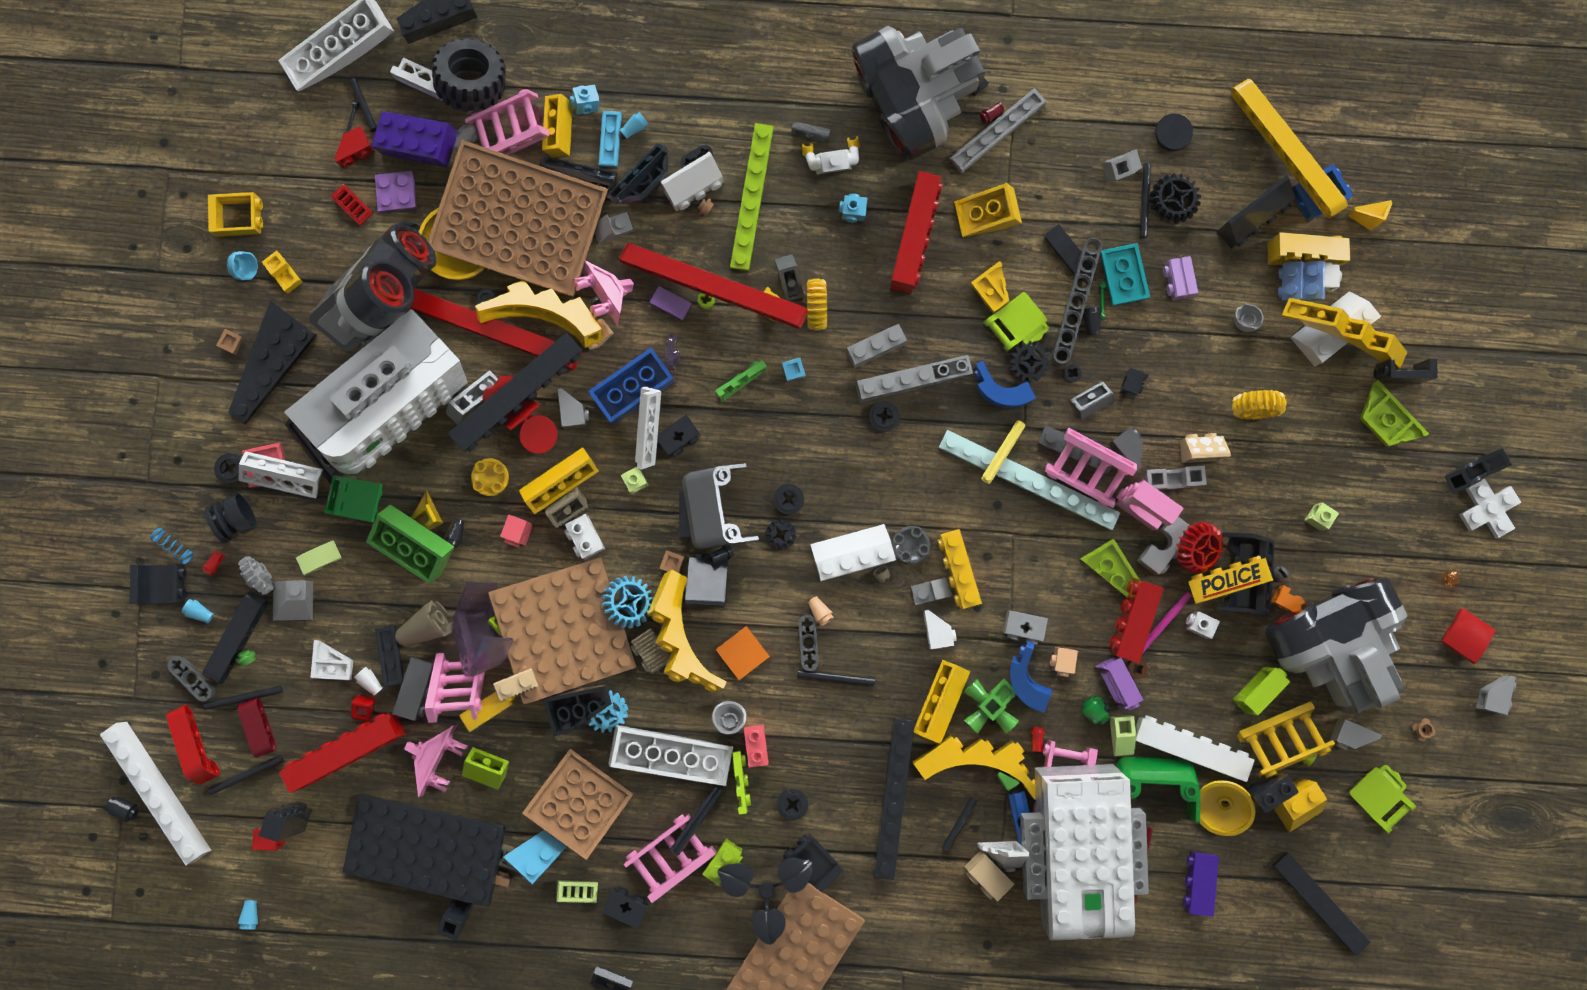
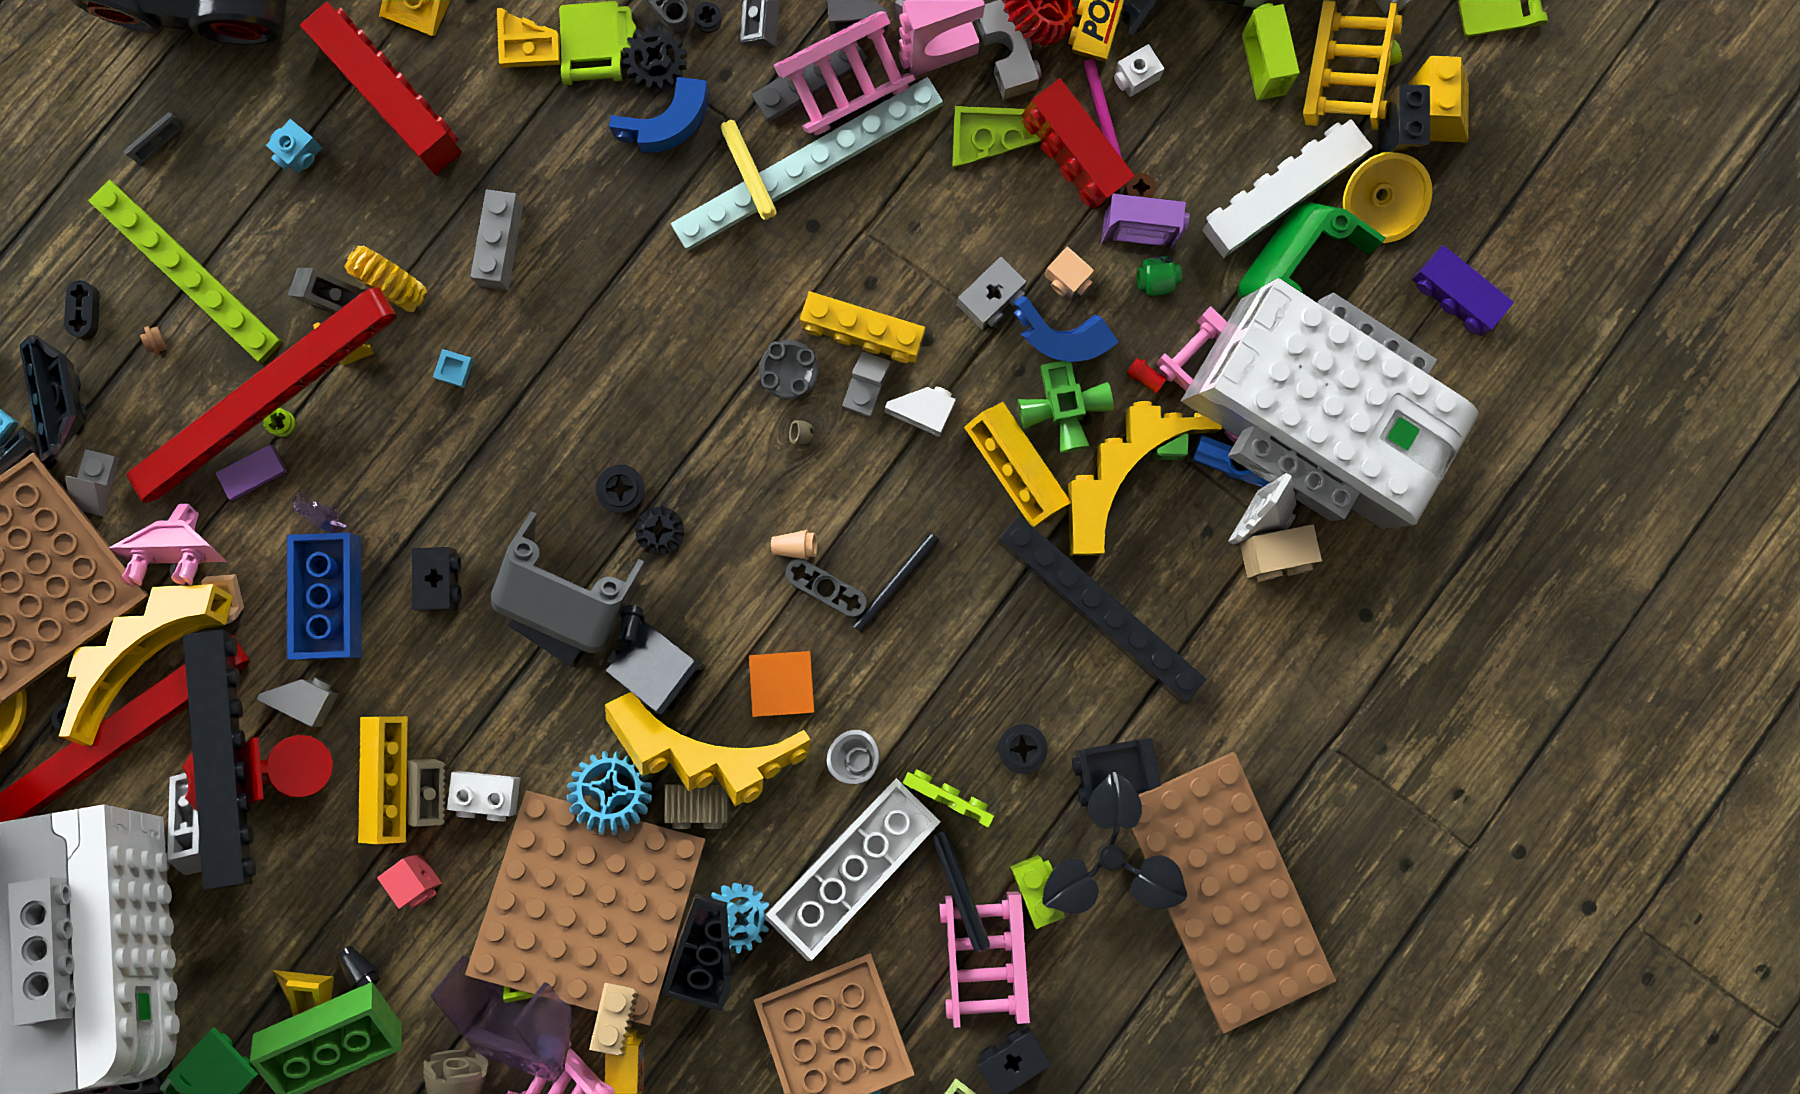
camera: 60 degrees left, 0 degrees up
(489, 477) = (314, 871): yellow dish -> none
(634, 480) = (453, 676): yellowish green brick -> none
(647, 427) = (392, 610): white fence -> none
(672, 562) = (596, 697): medium nougat plate -> none
(692, 182) = (104, 333): white slope -> none
(740, 380) = (418, 448): bright green wing -> none
(756, 745) = (914, 746): coral brick -> none
(834, 160) = (209, 130): white torso -> none
(853, 552) = (748, 451): white slope -> none
(891, 411) = (596, 278): black gear -> none
(912, 378) = (572, 223): light grey slope -> none
(959, 824) = (1189, 547): black bar -> none
(1123, 734) = (1212, 262): yellowish green slope -> none
(1321, 903) = (1581, 161): black tile -> none

